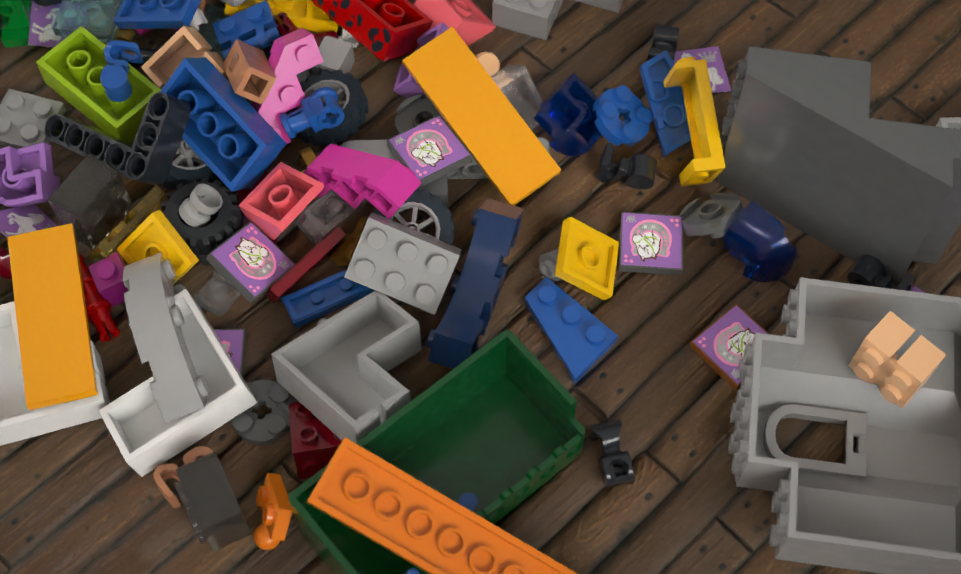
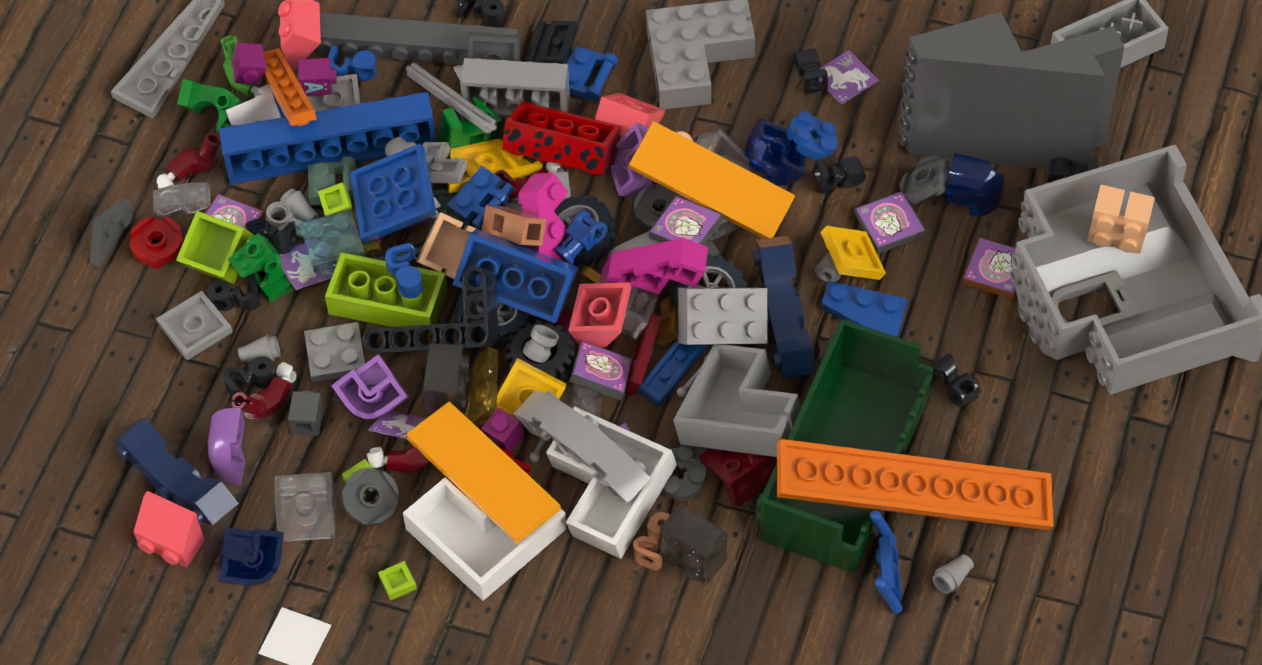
camera: 25 degrees left, 5 degrees down
(275, 512) = (742, 527): orange plate -> none
(665, 104) = (845, 109): blue wing -> none
(702, 121) = (879, 112): yellow panel -> none

